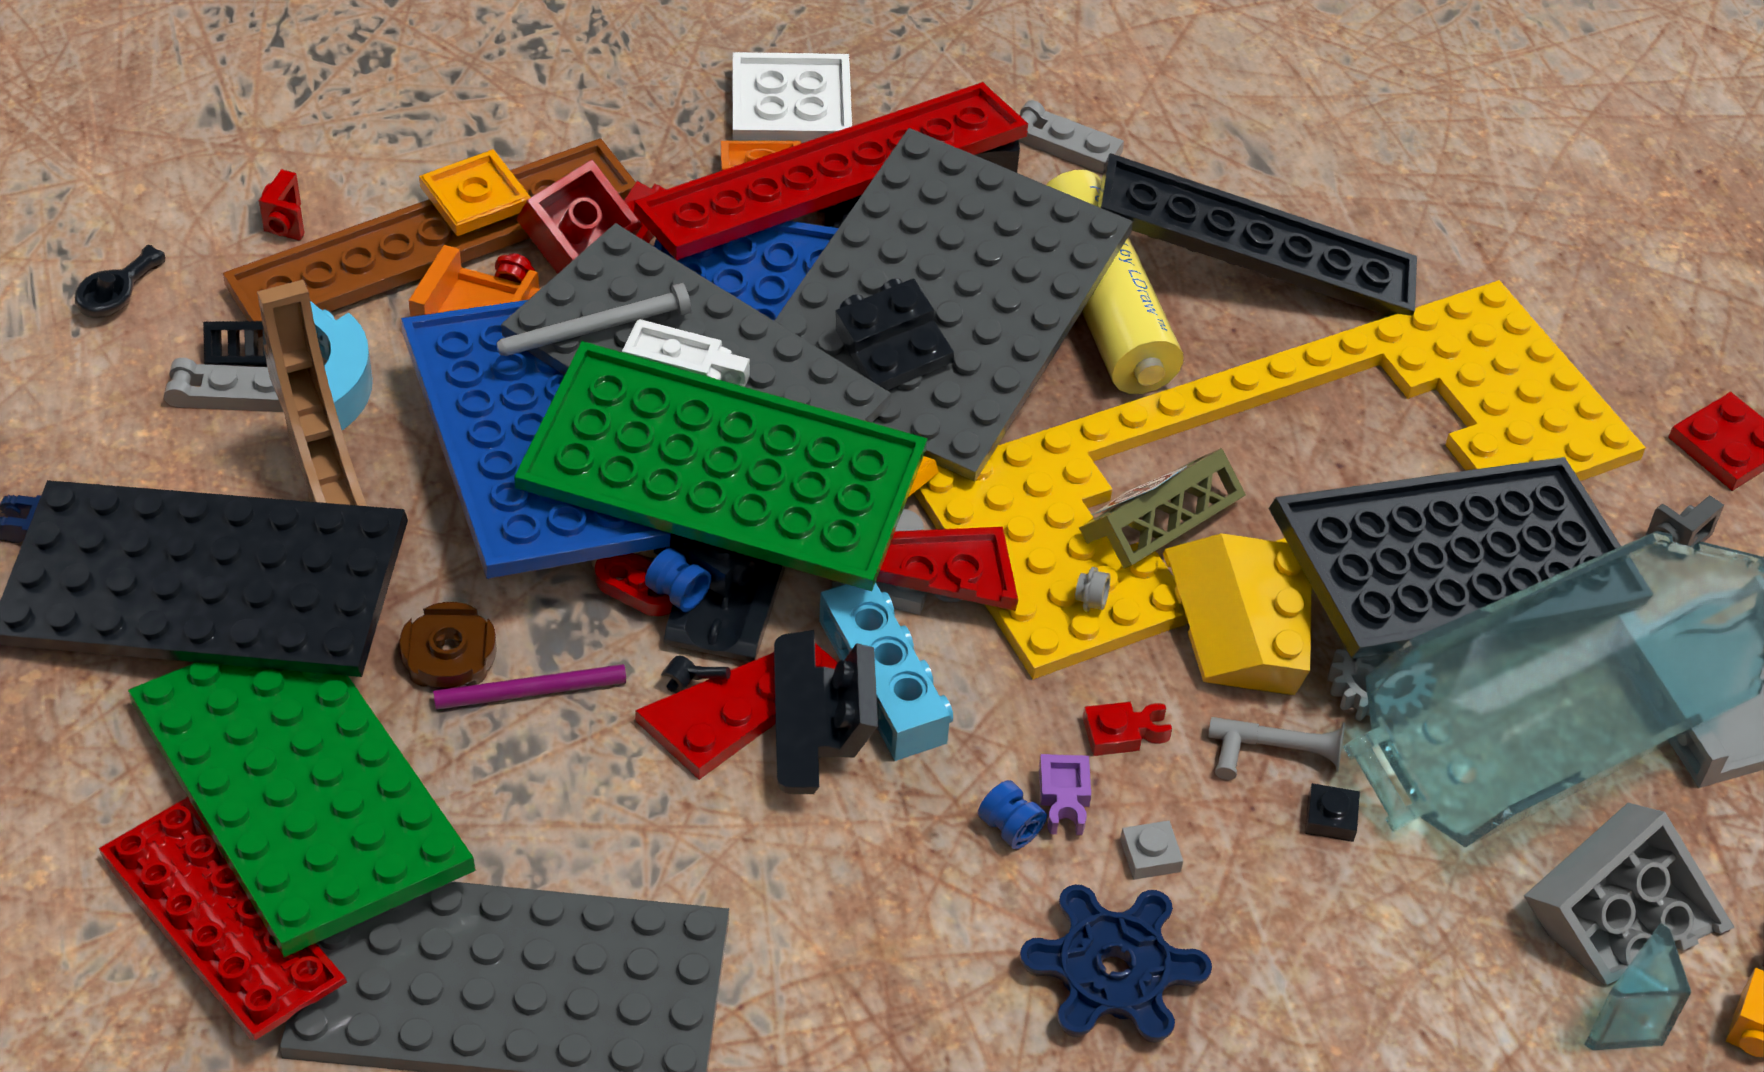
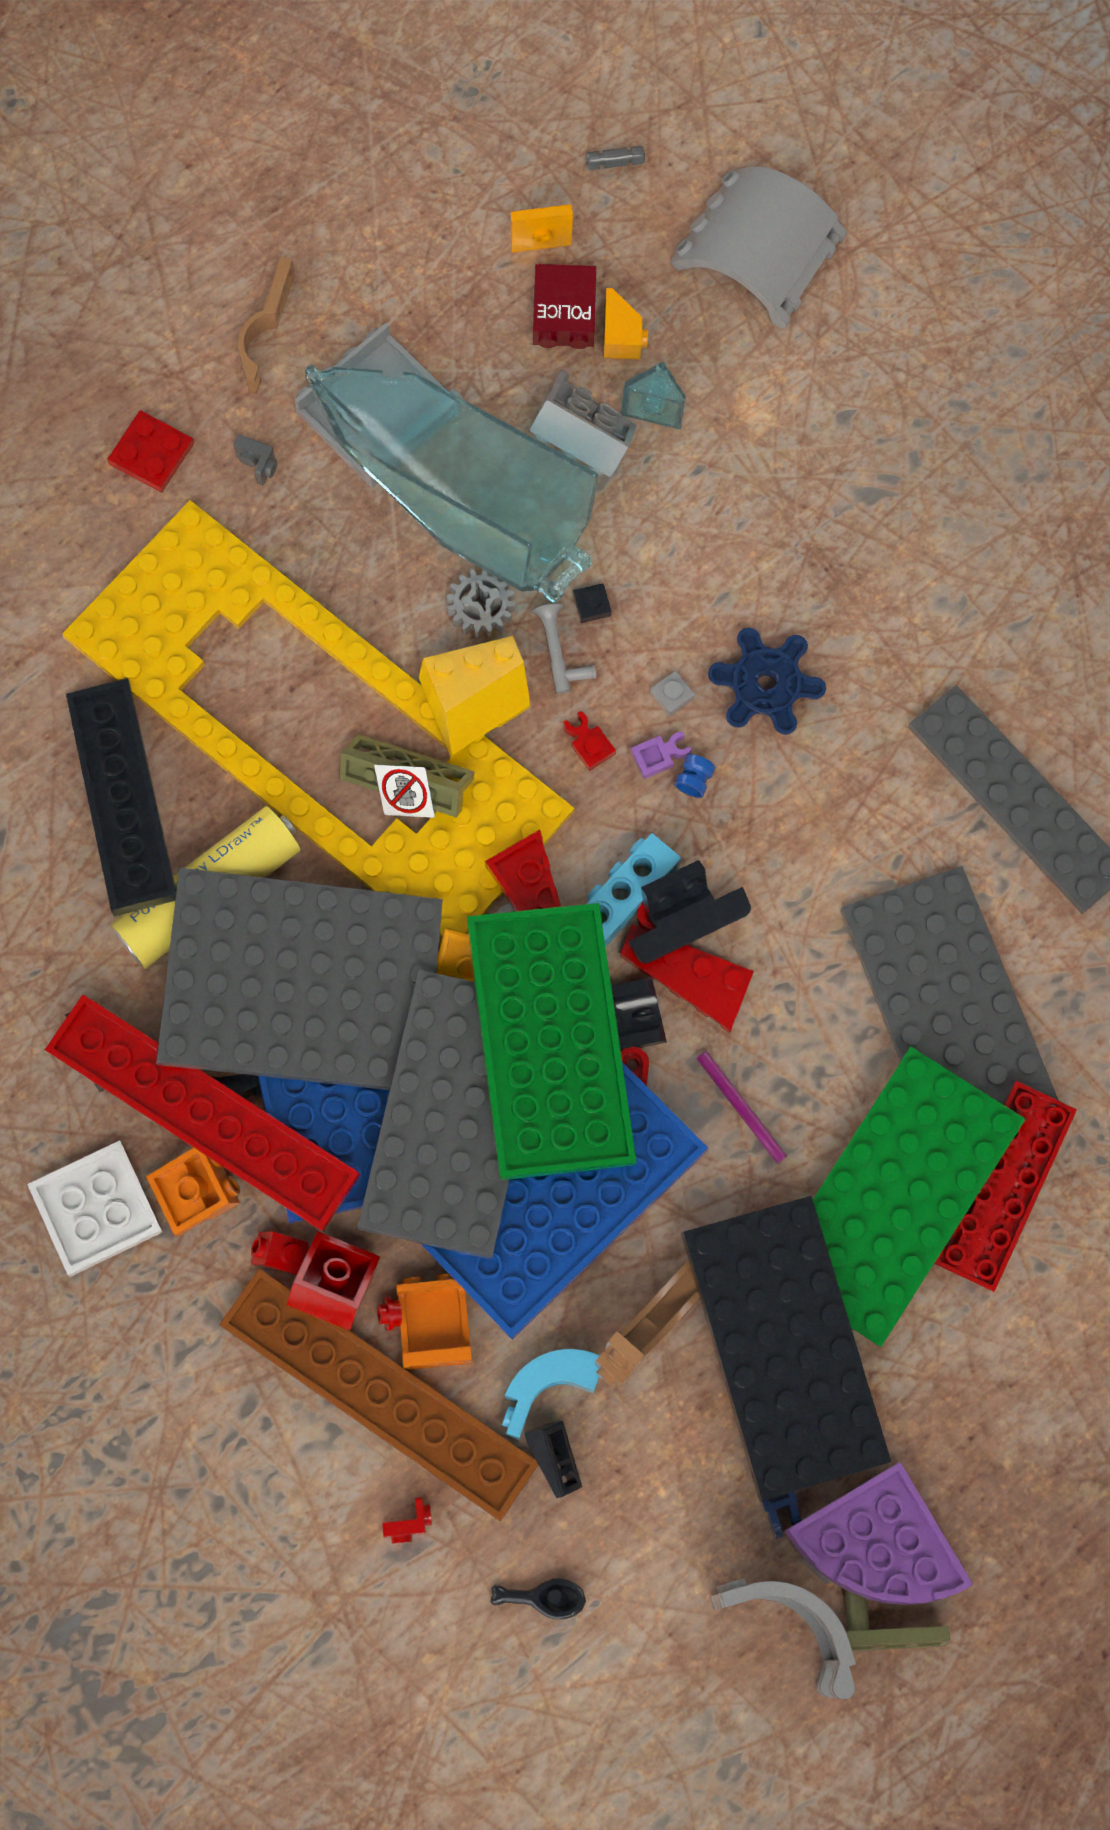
camera: 115 degrees left, 25 degrees up
(220, 387) = (594, 1452): light grey plate -> none
(453, 667) = (746, 1153): reddish brown plate -> none
(474, 192) = (336, 1376): light orange plate -> none
(674, 577) = (633, 1041): blue wheel -> none
(676, 300) = (468, 1182): light grey bar -> none
(683, 671) = (687, 1018): black hand -> none
(687, 352) = (473, 1109): white hinge -> none
(893, 334) = (367, 988): black plate -> none
(1067, 138) = (41, 986): light grey plate -> none
(1093, 589) = (506, 787): light grey plate -> none
(1437, 546) = (374, 574): black plate -> none

